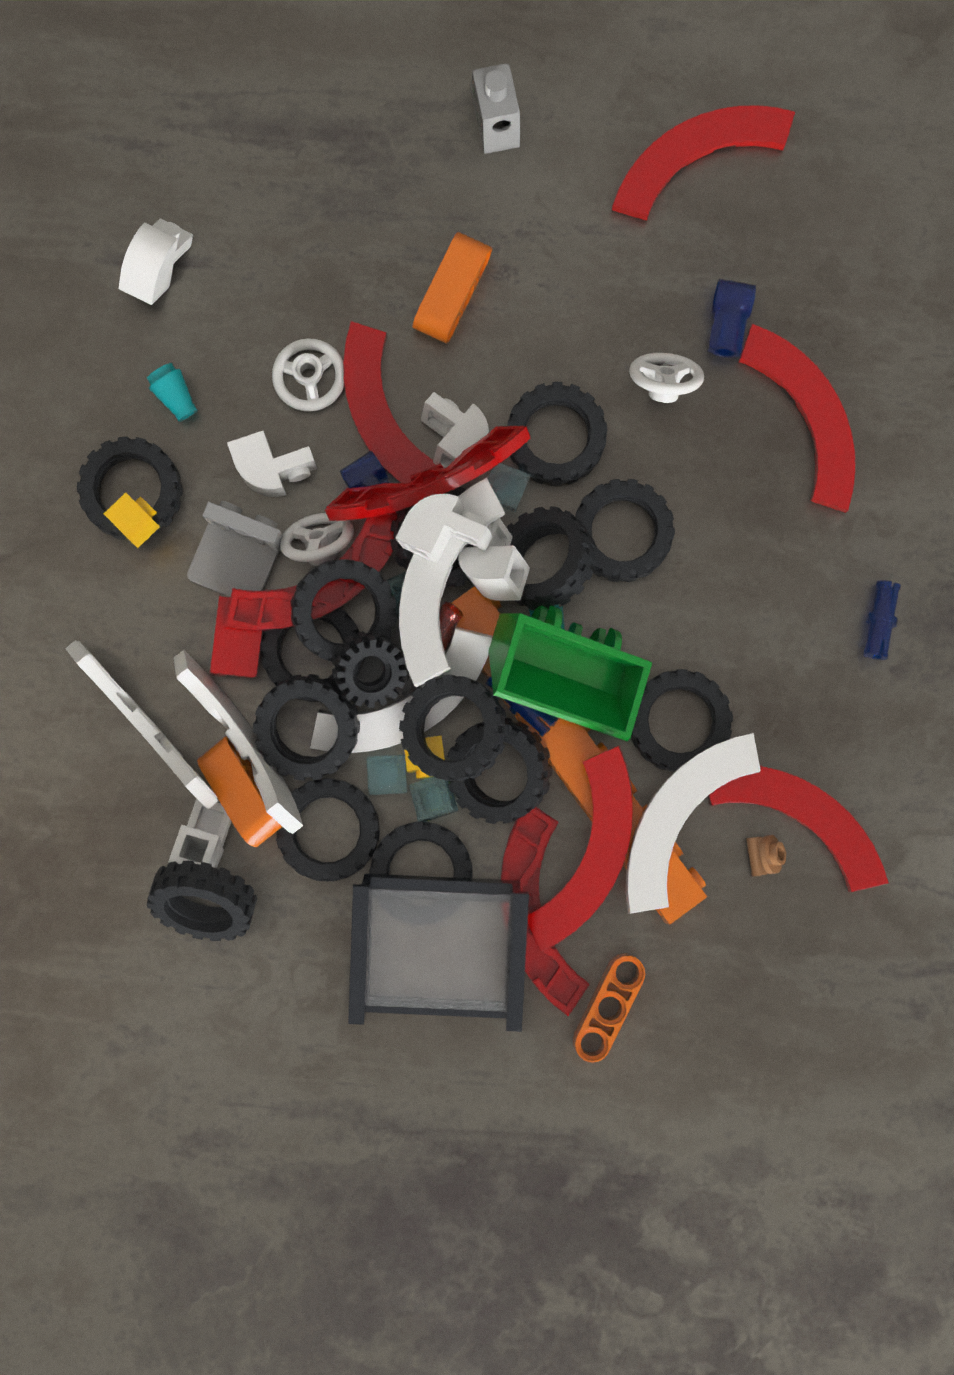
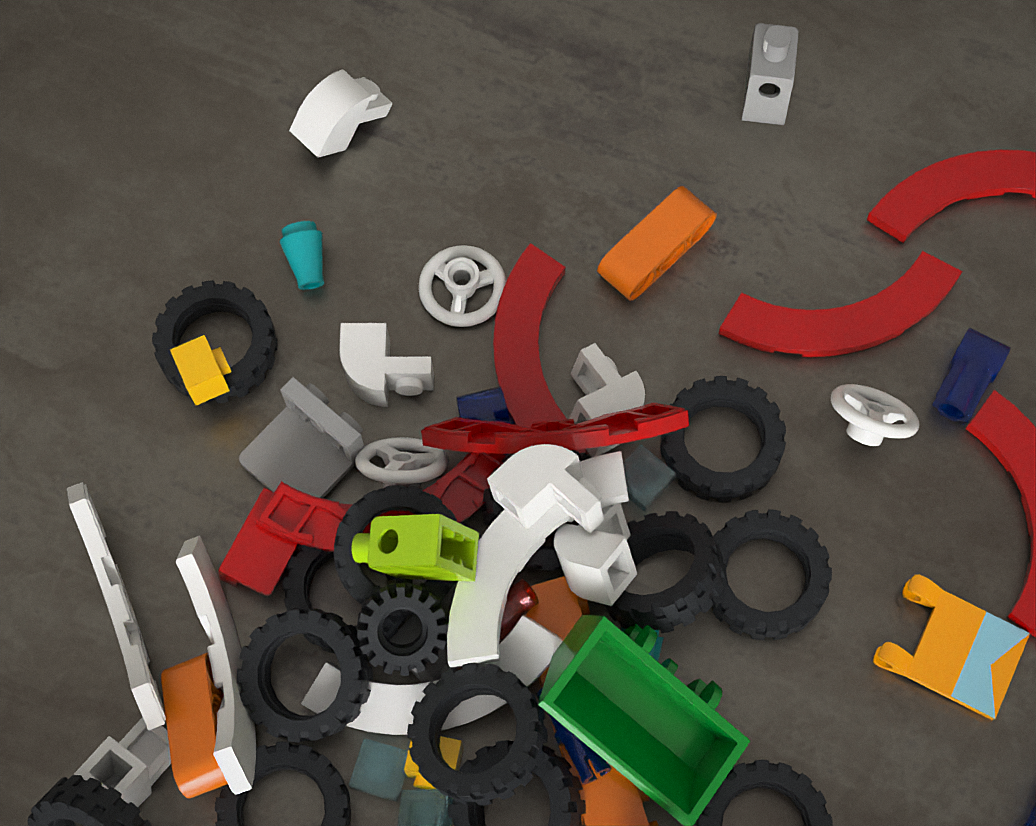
camera: 25 degrees right, 15 degrees down
(361, 608) = (419, 548): none -> lime torso
(623, 309) = (845, 327): none -> red tile
(785, 538) = (960, 651): none -> light orange flag

